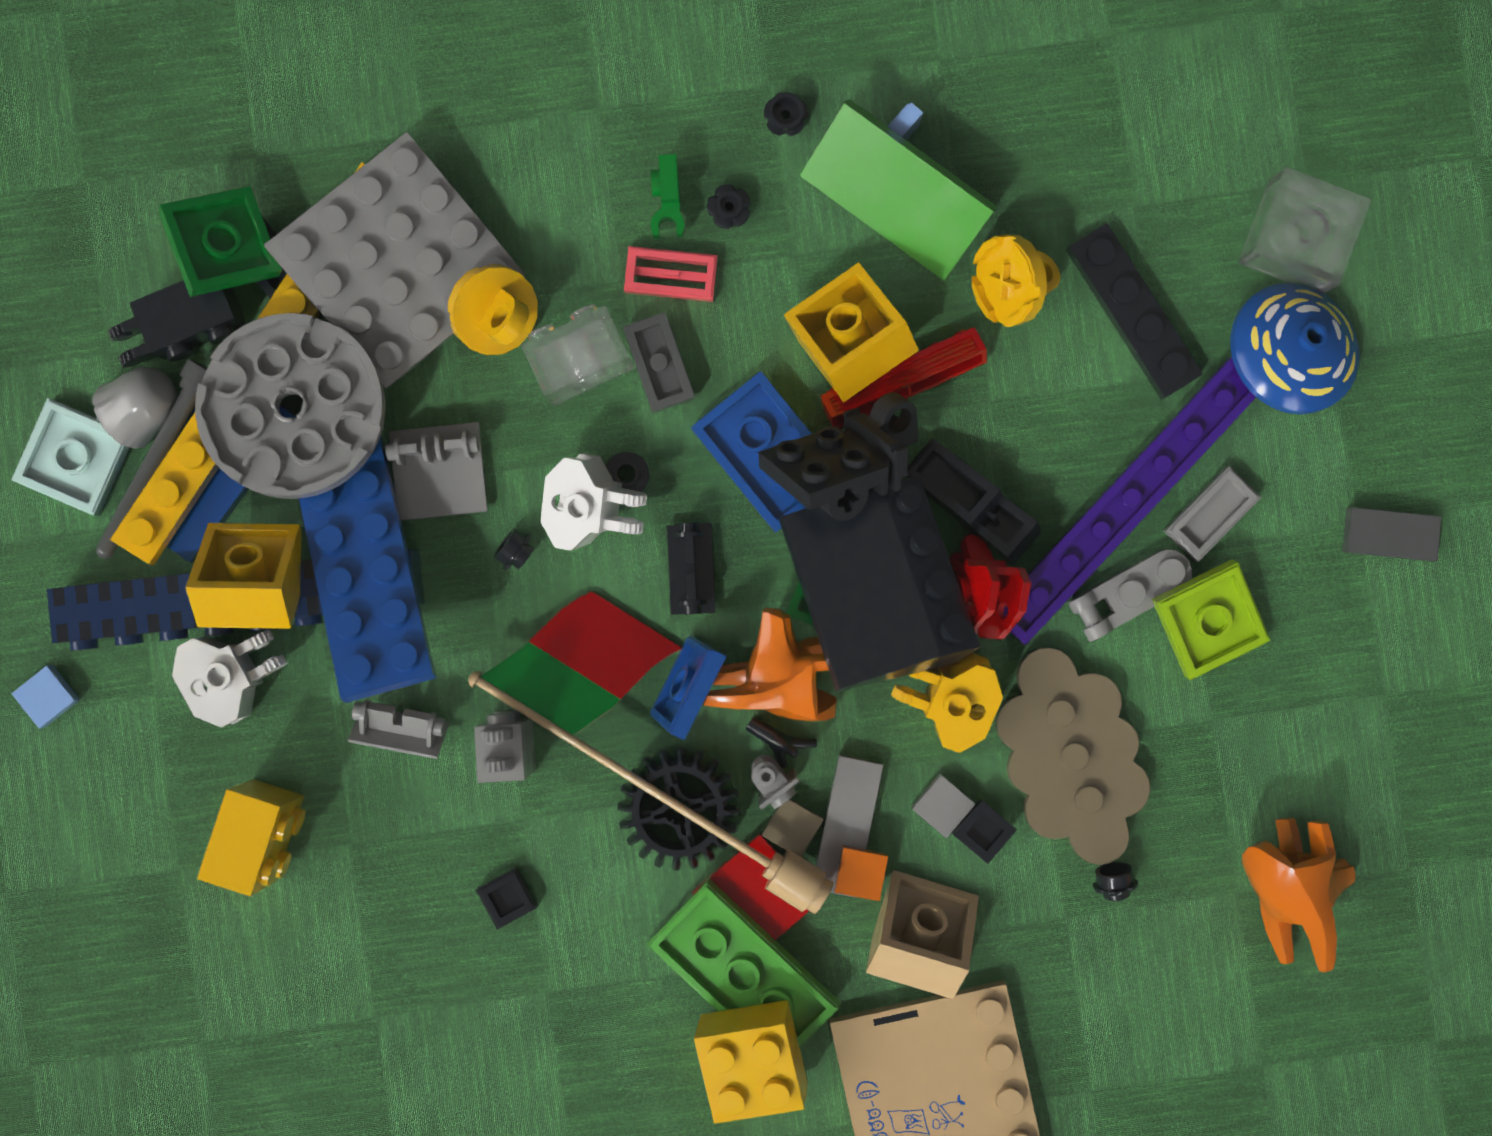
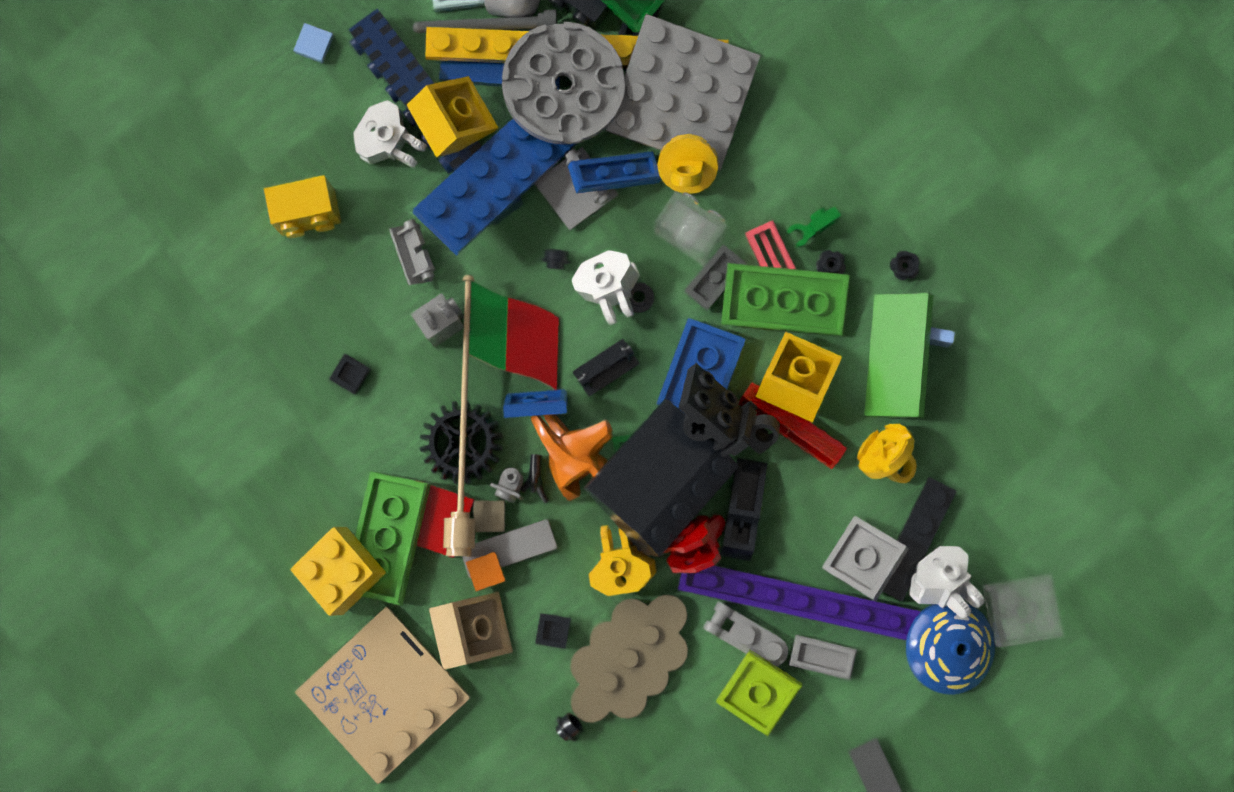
camera: 65 degrees right, 5 degrees down
(447, 410) = (614, 172): none -> blue tile
(739, 290) = (785, 299): none -> bright green tile
(942, 805) = (553, 598): light grey tile -> none
(1125, 387) = (865, 558): none -> light grey plate
(1209, 305) = (942, 580): none -> white hinge

